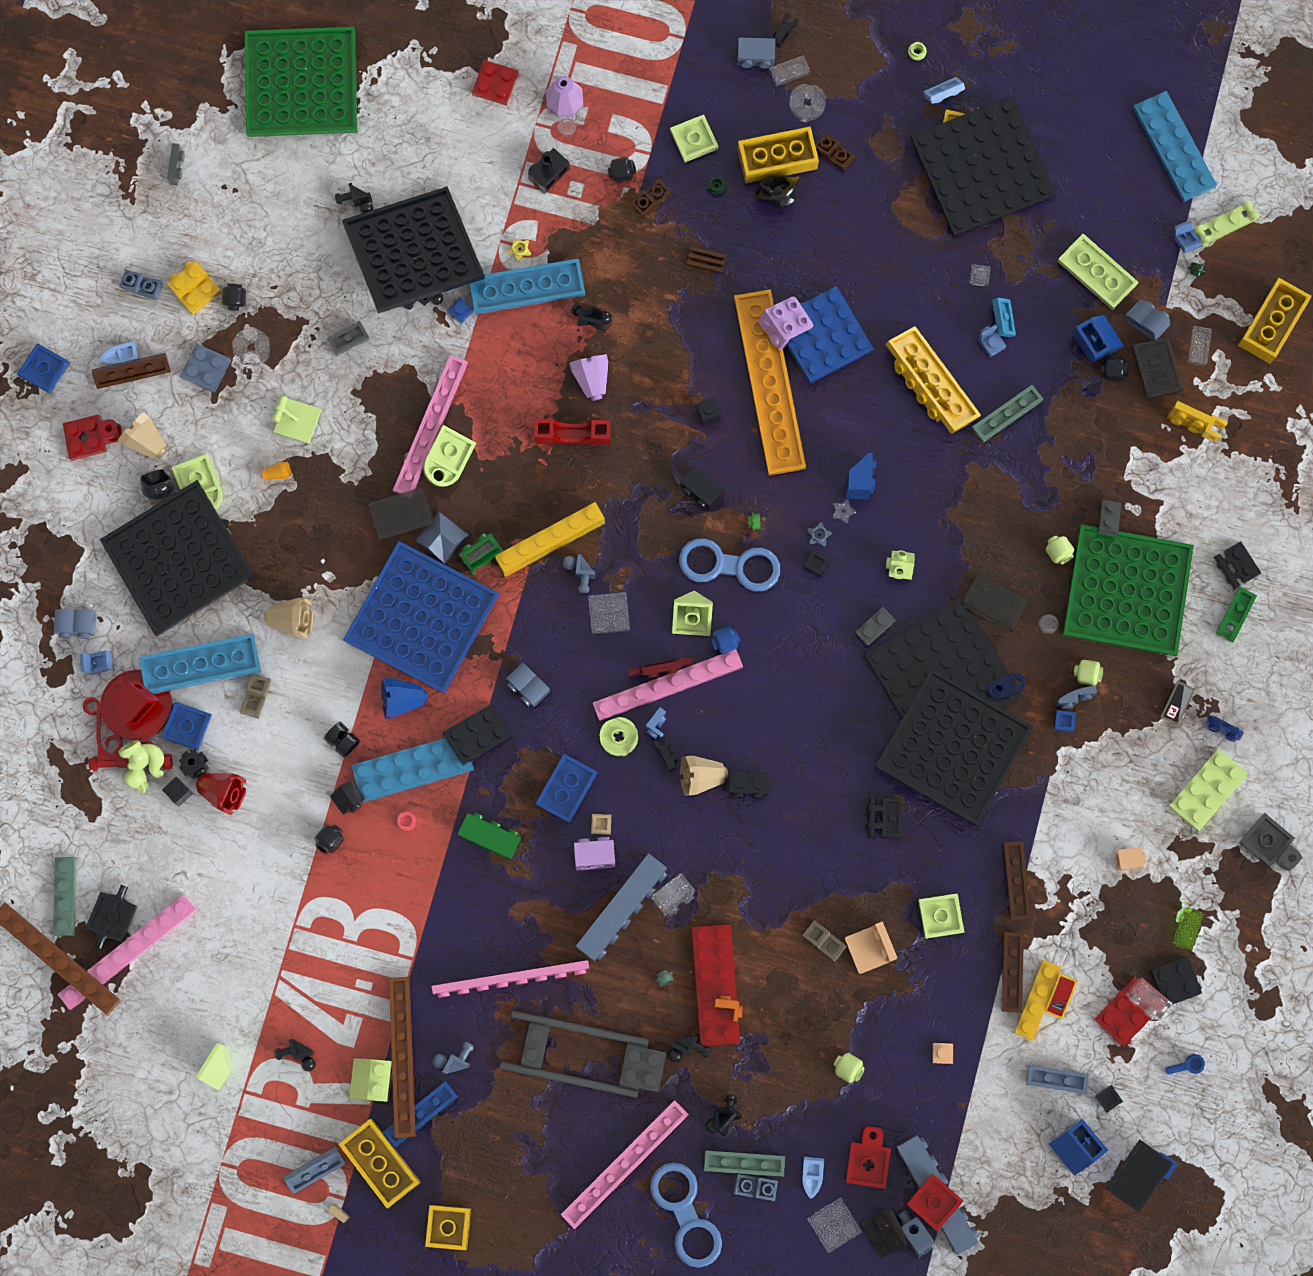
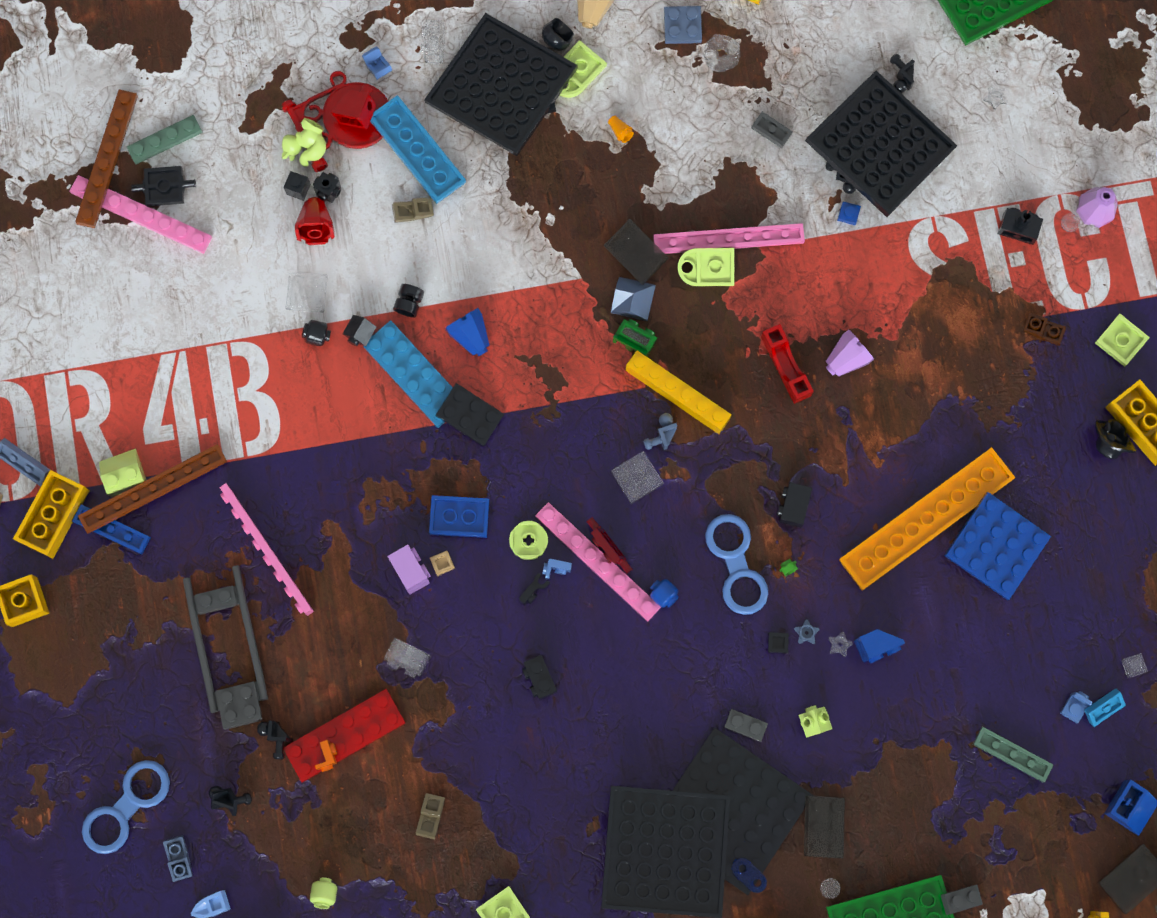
camera: 65 degrees right, 0 degrees up
(75, 623) = (403, 29): sand blue brick -> none
(186, 726) = (358, 165): blue plate -> none
(216, 1067) = (73, 334): yellowish green slope -> none
(234, 296) = (758, 15): black head -> none
(291, 617) = (495, 205): tan cone -> none
(295, 419) = (675, 122): yellowish green plate -> none
(298, 1051) = (118, 397): black piece -> none
(406, 821) = (364, 392): coral tile -> none
(421, 617) = (551, 315): blue plate -> none
(454, 1063) = (169, 537): sand blue piece -> none
(489, 835) = (384, 469): green brick -> none
(495, 82) = (1077, 140): red plate -> none
(519, 244) = (933, 232): light yellow plate -> none
(528, 286) = (902, 260): dark azure plate -> none
(528, 685) = (536, 437): sand blue brick -> none
(591, 316) = (904, 329): black piece -> none
(621, 907) = (375, 617): sand blue brick -> none
(622, 169) = (1056, 290): black head -> none
(625, 1164) = (146, 730): bright pink plate -> none
(664, 978) = (328, 686): sand green plate -> none
(692, 615) = (672, 551): yellowish green slope -> none
(701, 774) = (528, 630): tan cone -> none
(705, 259) = (1009, 391): reddish brown tile -> none
(708, 412) = (869, 476): black brick -> none
(716, 181) = (1088, 377): dark green plate -> none
(744, 1163) = (194, 838): sand green plate -> none
(784, 322) = (990, 504): lavender bracket -> none
(871, 948) = (442, 861): light nougat bracket -> none
(891, 817) = (573, 824): black plate -> none
(931, 381) = (1006, 667): yellow plate -> none
(1059, 549) = (906, 865): yellowish green head -> none
(1115, 368) = (1111, 837): black head -> none

